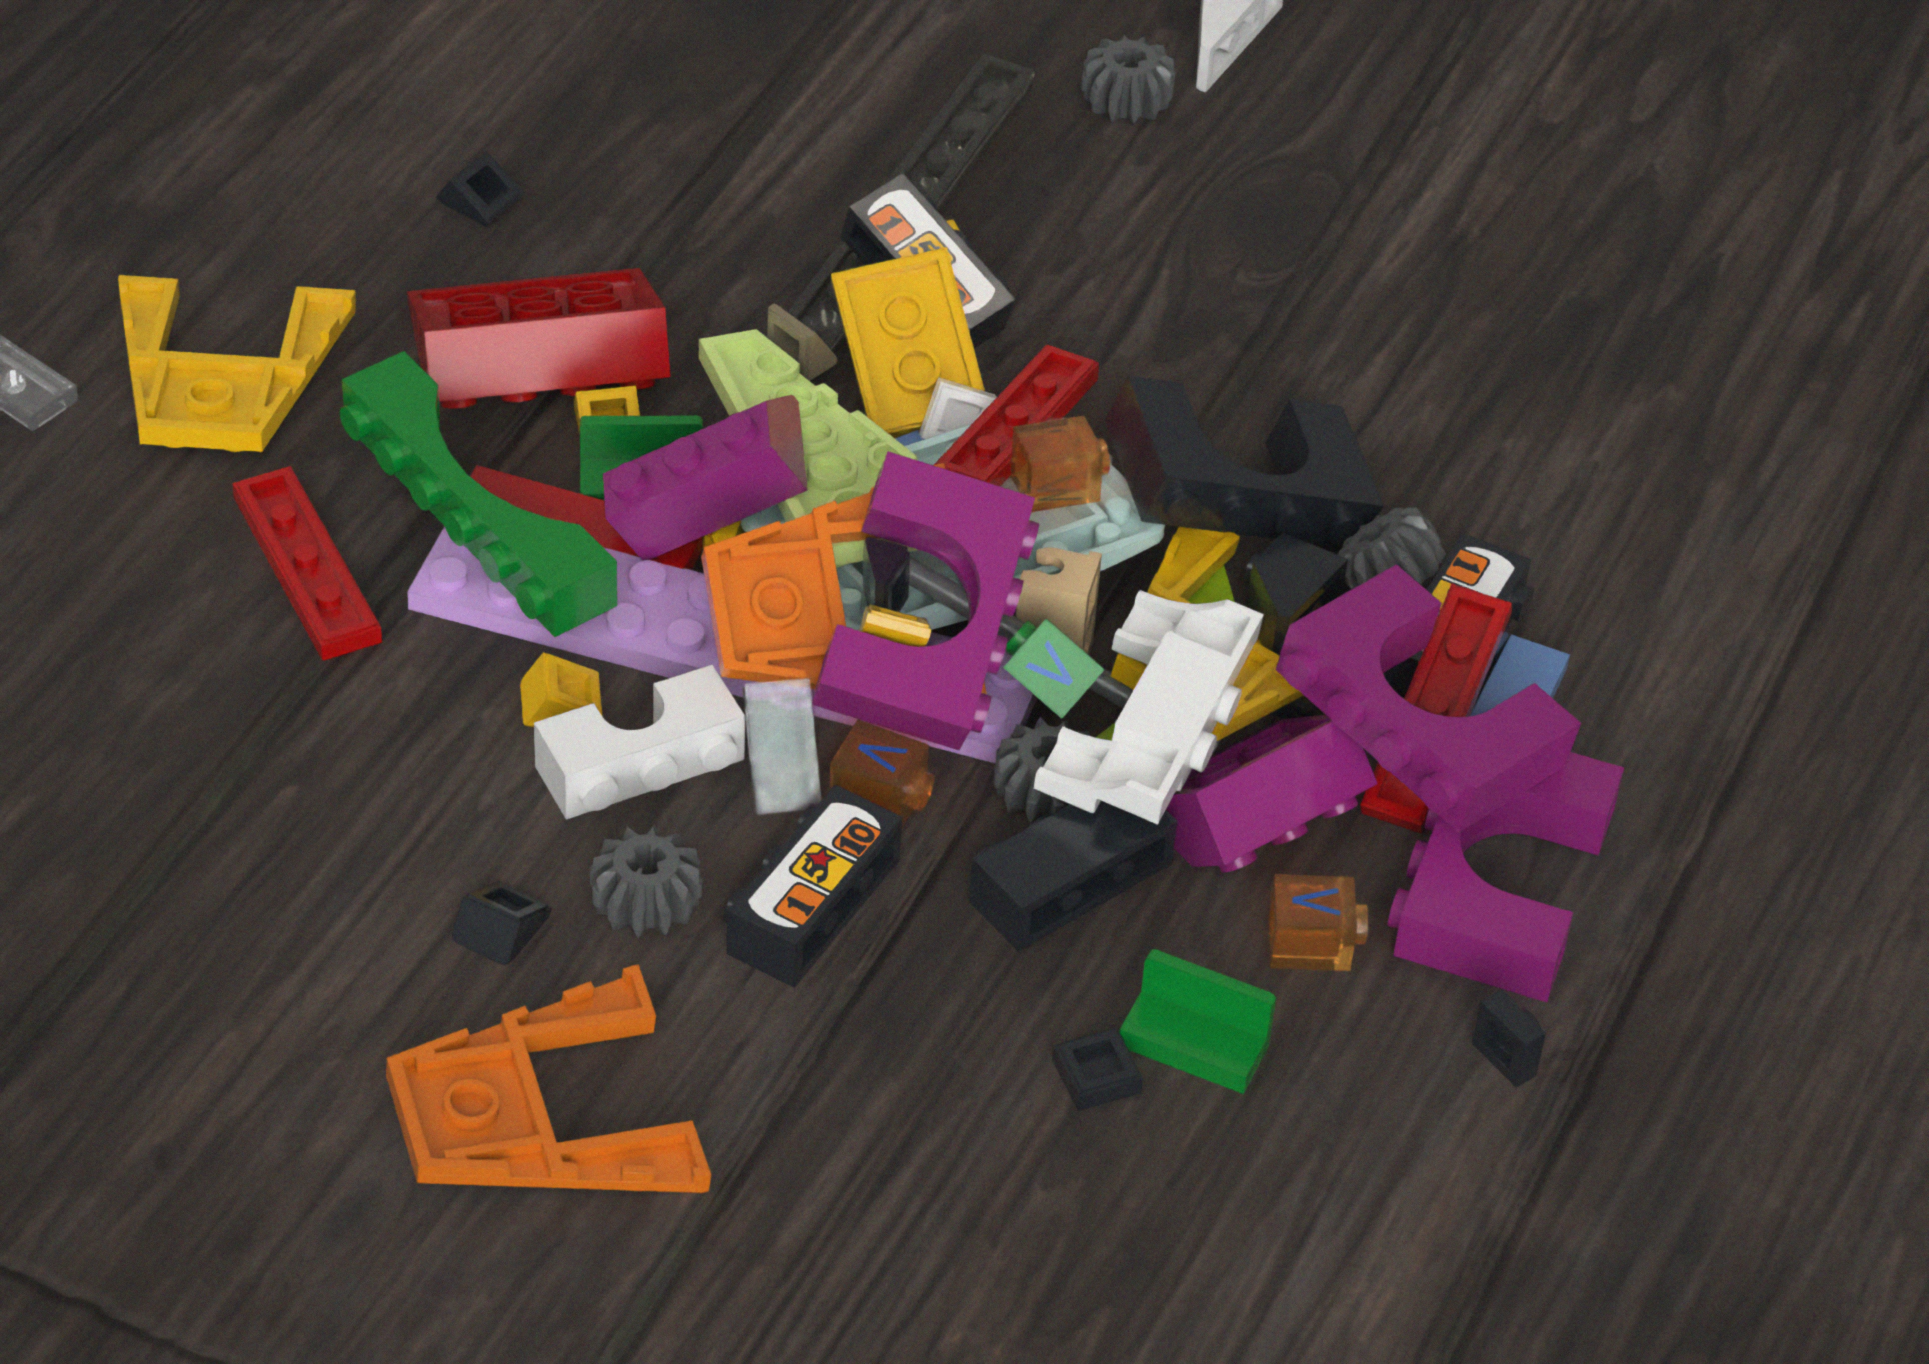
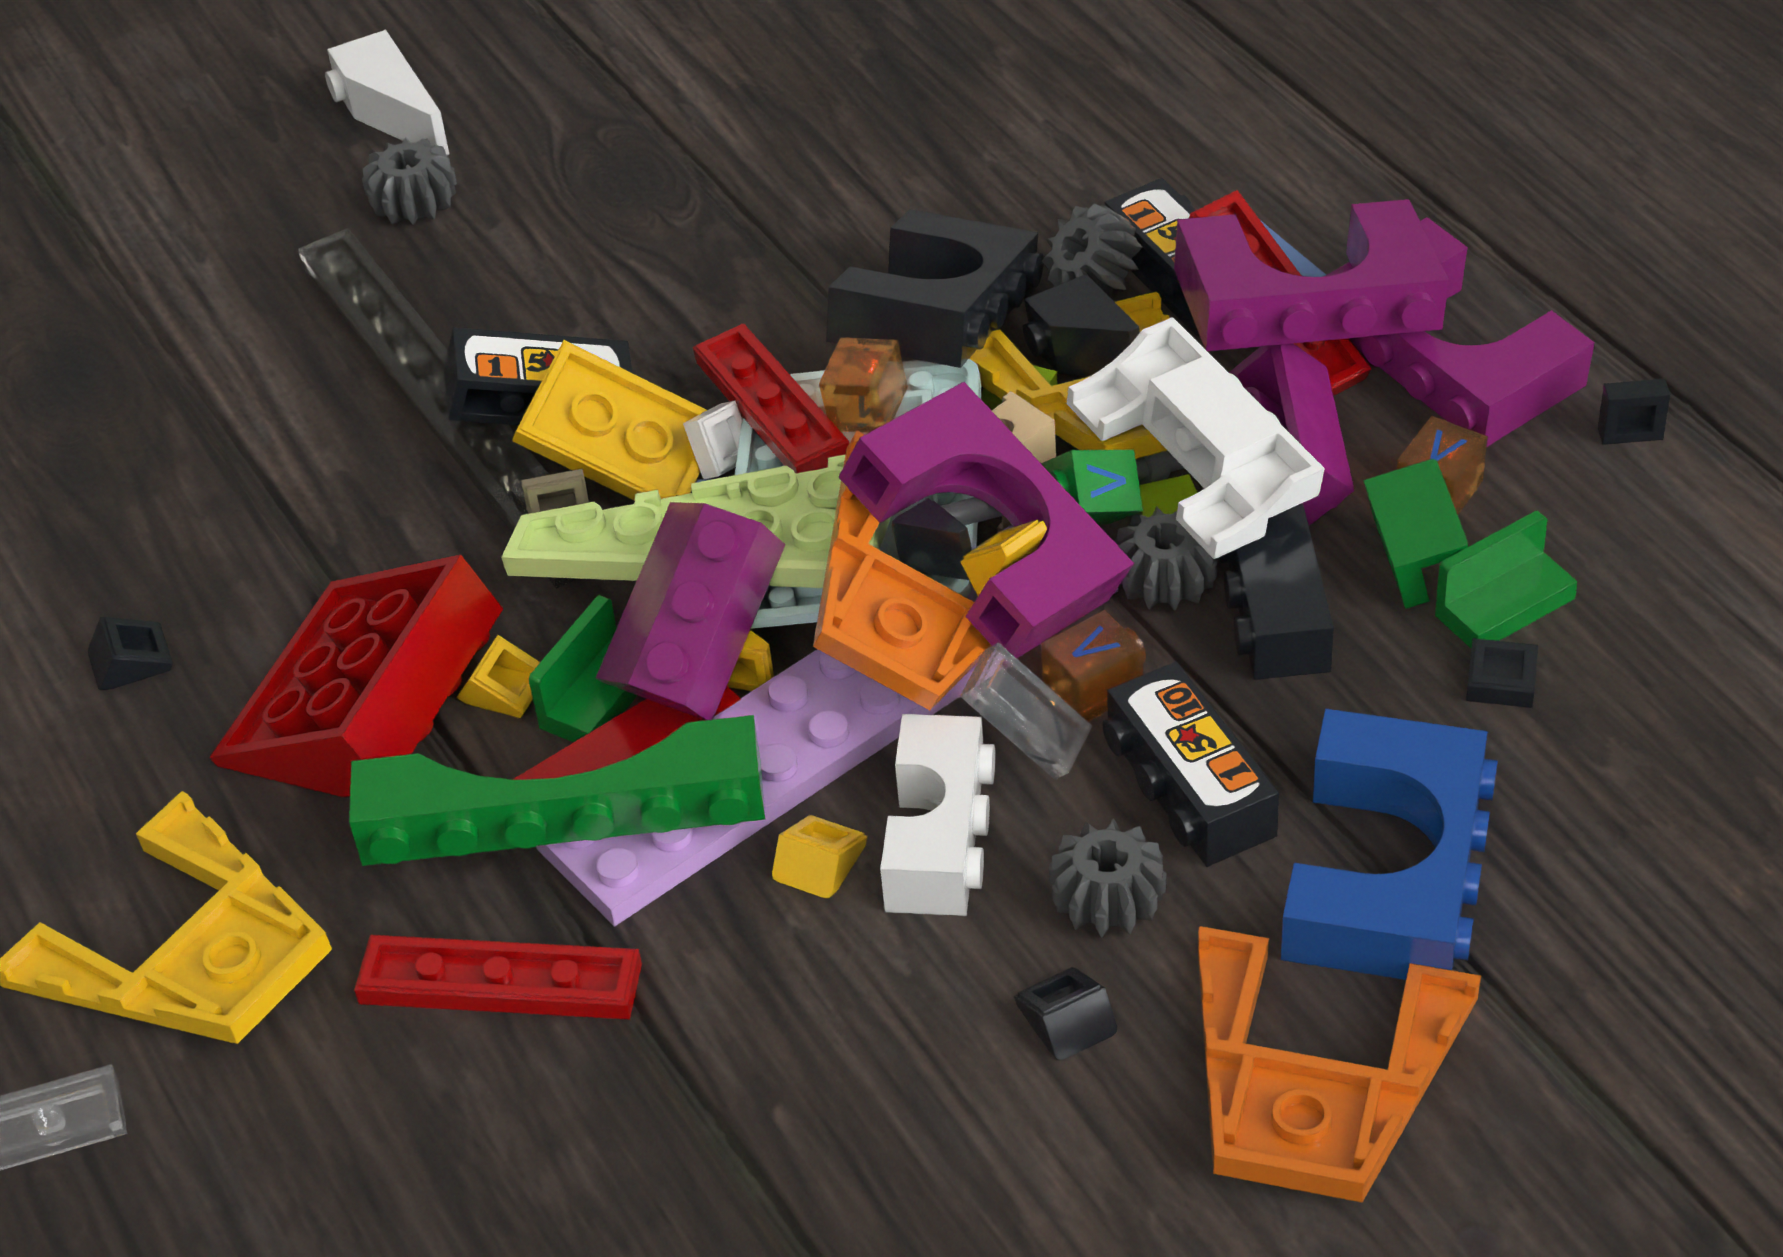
camera: 50 degrees left, 0 degrees up
(757, 1109) = (1406, 916): none -> blue arch
(1205, 915) = (1414, 524): none -> green panel

